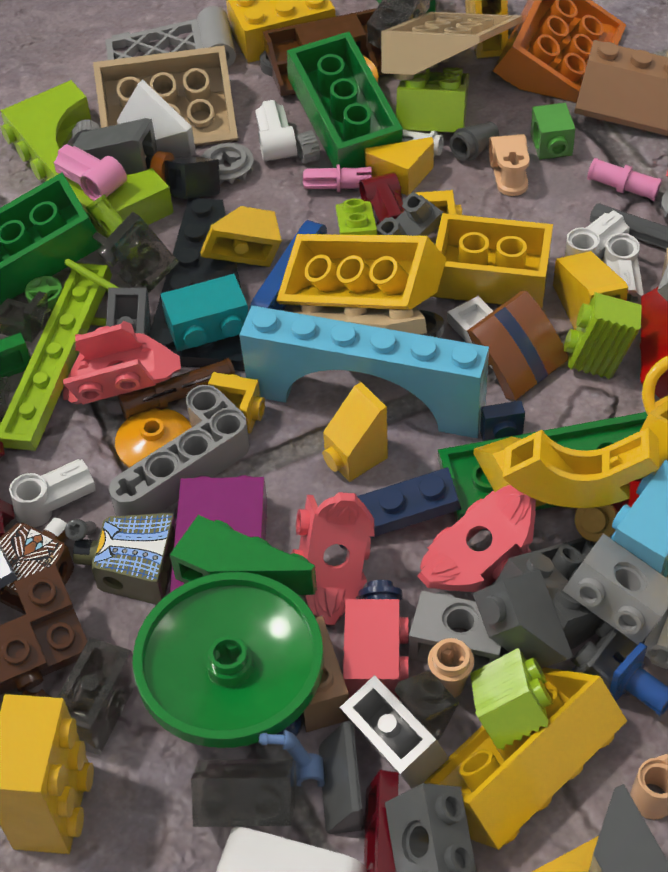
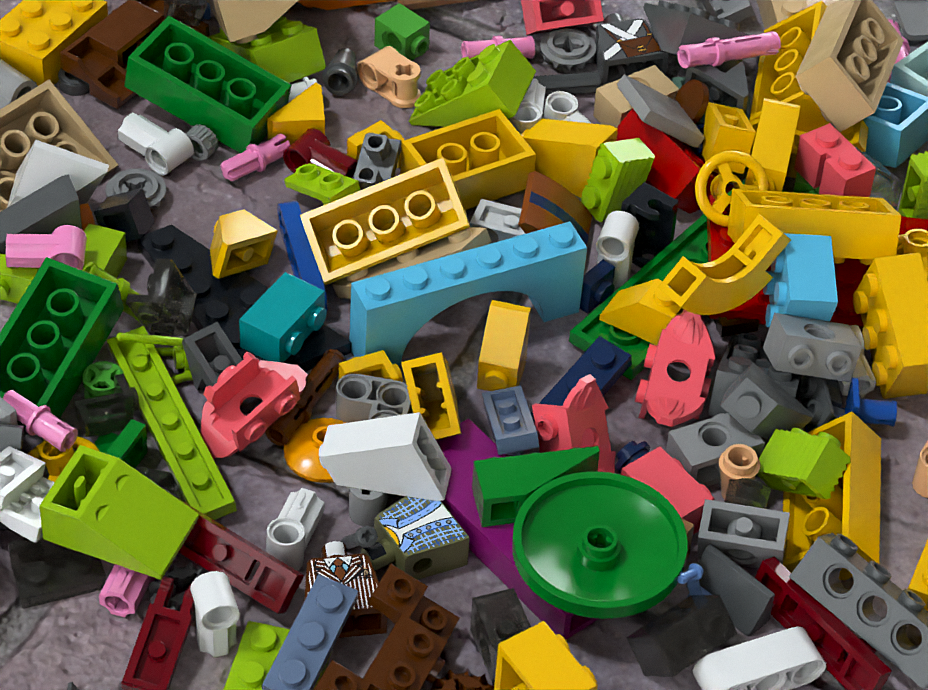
camera: 45 degrees left, 5 degrees down
(147, 473) = (387, 457): none -> white slope
(245, 440) = (433, 394): none -> yellow slope
(278, 509) = (510, 421): none -> sand blue plate
(540, 394) = (617, 244): none -> white piece
(563, 199) = (475, 87): none -> lime slope
(588, 386) = (656, 219): none -> black hinge
(595, 521) = (741, 319): pearl gold plate -> none

